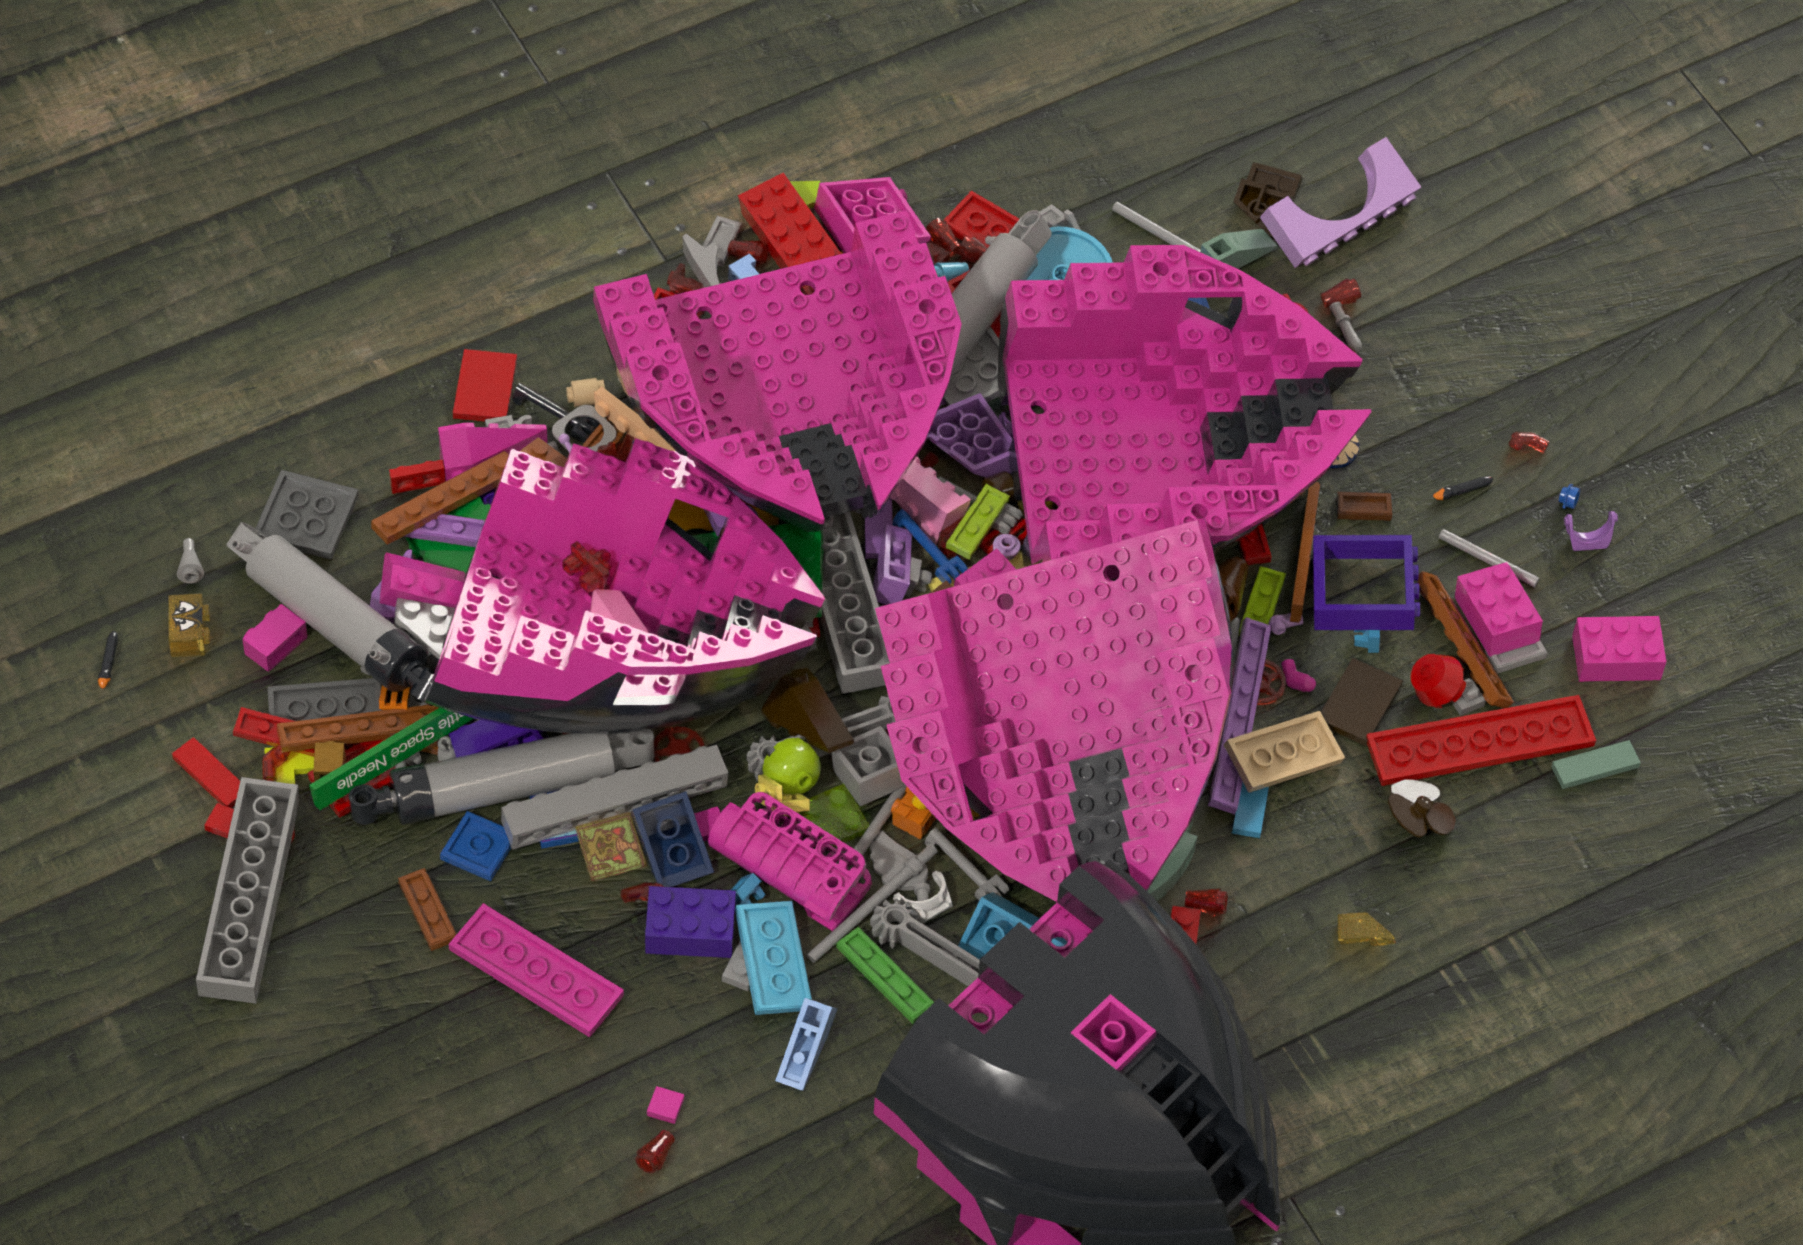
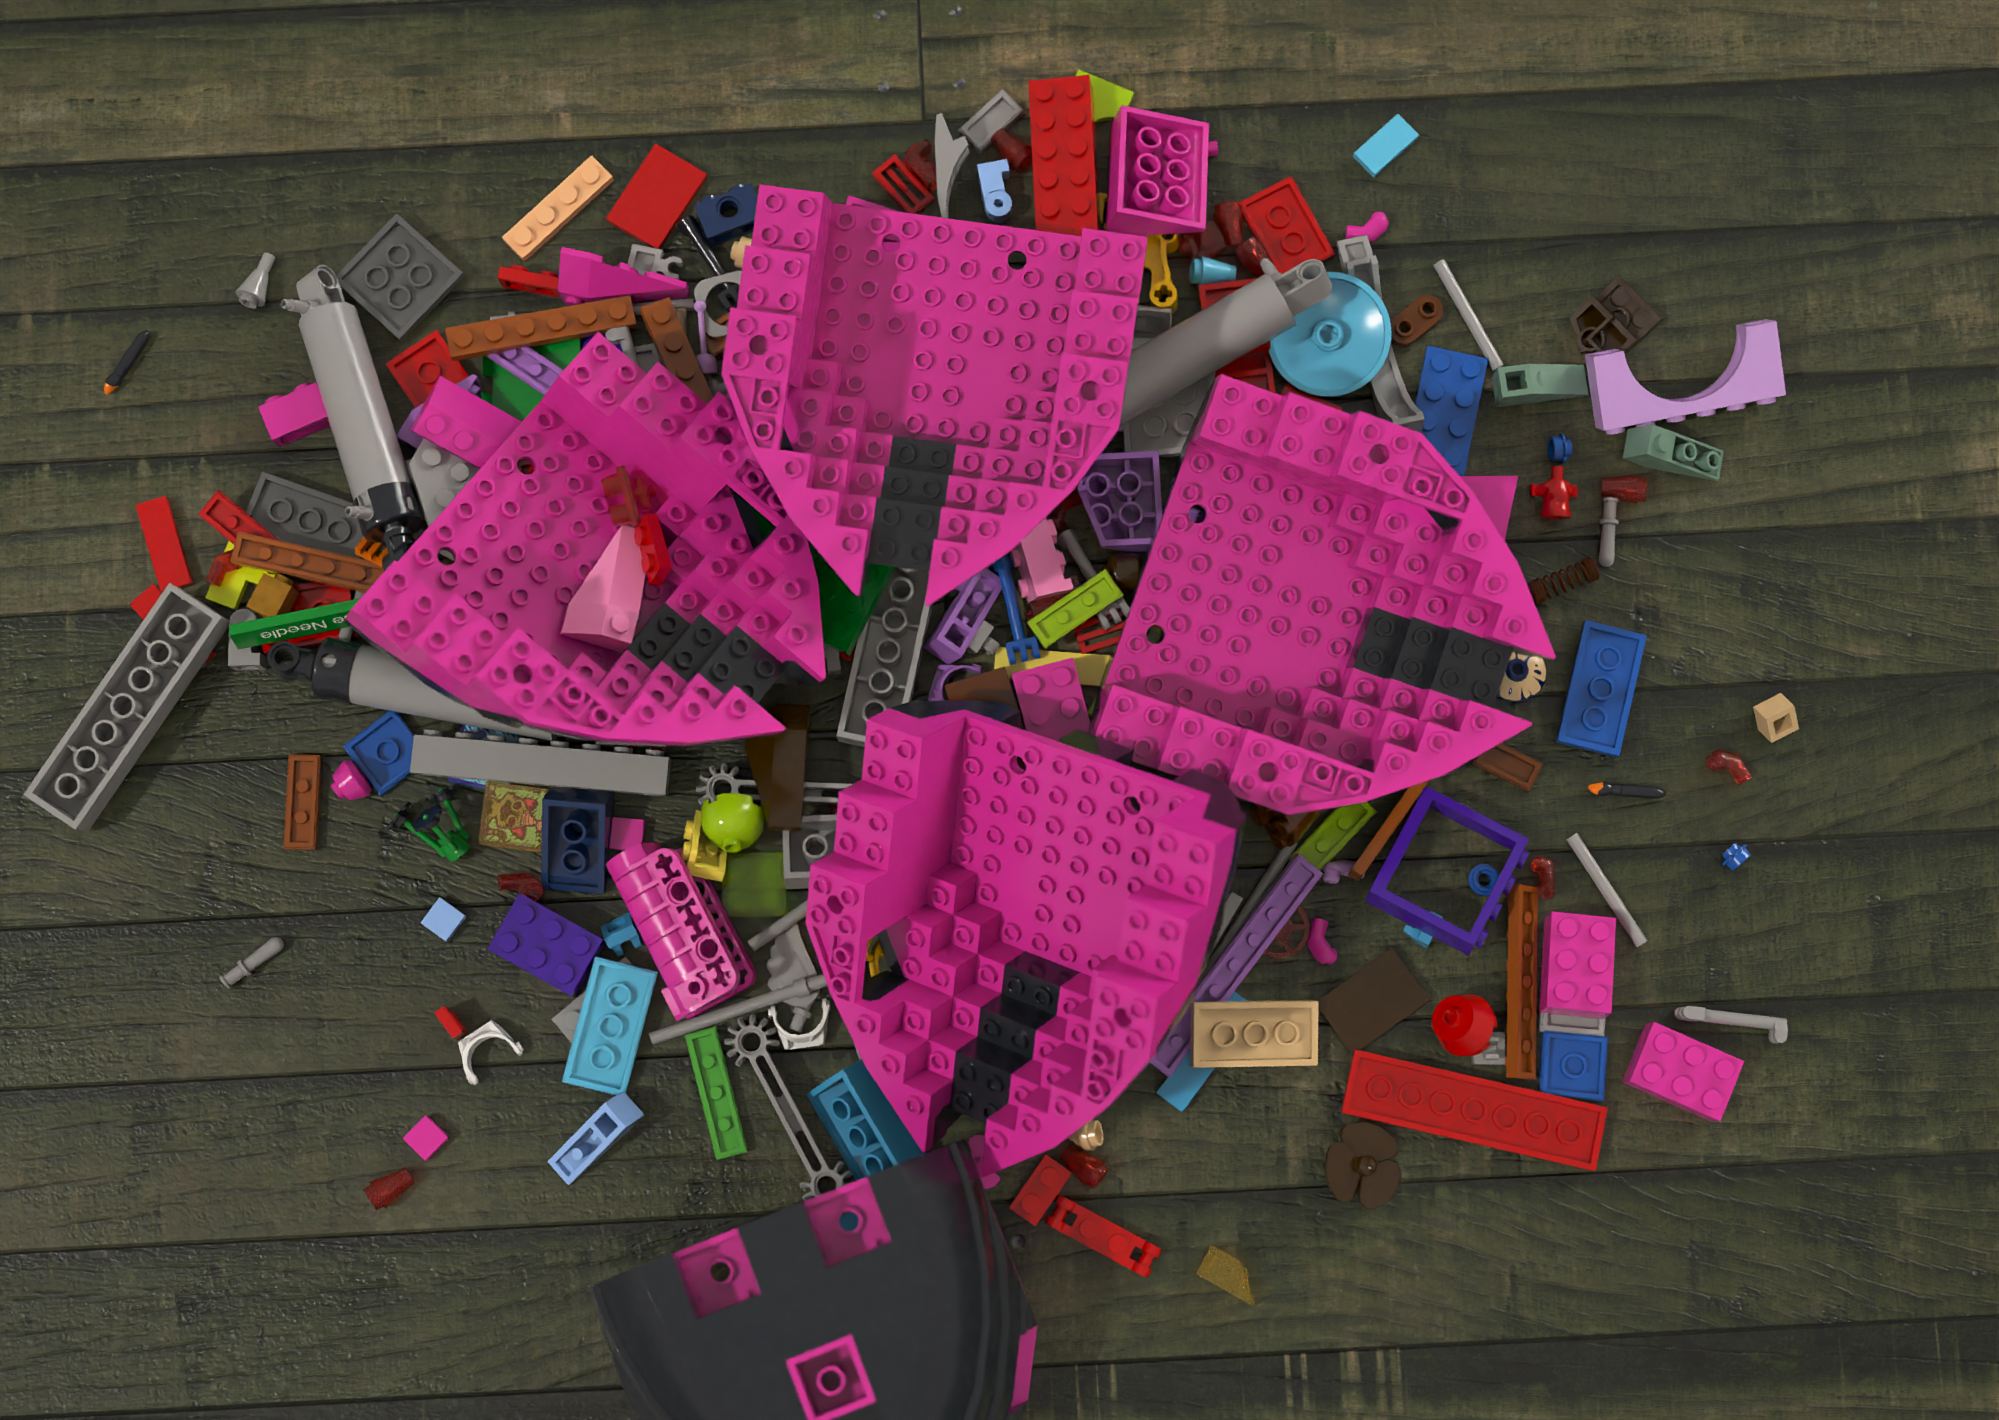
camera: 30 degrees right, 25 degrees up
(187, 625) = (218, 359): clear yellow brick -> none
(322, 822) = (248, 657): none -> light grey leg
(360, 569) = (422, 365): none -> red tile
(409, 422) = (558, 208): none -> light nougat plate
(444, 1044) = (245, 967): none -> light grey piece
(462, 873) = (350, 782): none -> dark pink cone
(536, 970) = (372, 926): dark pink plate -> none
(546, 856) = (450, 843): none -> plant
(553, 371) = (722, 229): none -> dark blue brick
(592, 944) = (443, 919): none -> light blue tile
(631, 590) = (653, 549): none -> red plate
(641, 1010) = (451, 1022): none -> red tile
(676, 1006) = (470, 1042): none -> white helmet
(1008, 551) = (1094, 657): lavender plate -> none
(1030, 147) = (1385, 145): none -> medium azure tile
(1054, 197) = (1373, 228): none -> dark pink arm
(1120, 245) = (1416, 320): none -> reddish brown plate
(1196, 878) = (1088, 1135): none -> tan plate
(1251, 945) = (1103, 1236): none -> red plate
(1278, 284) = (1559, 448): none -> blue plate
(1360, 258) = (1672, 452): none -> sand green slope
(1393, 580) = (1487, 870): none -> blue plate
(1403, 428) = (1601, 688): none -> blue plate
(1437, 563) = (1546, 876): none -> clear red arm
(1535, 680) = (1573, 1065): none -> blue tile
(1542, 394) = (1776, 717): none -> tan plate
(1593, 540) = (1749, 918): medium lavender helmet -> none
(1596, 764) = (1582, 1194): sand green tile -> none
(1604, 606) = (1777, 1026): none -> light grey hinge

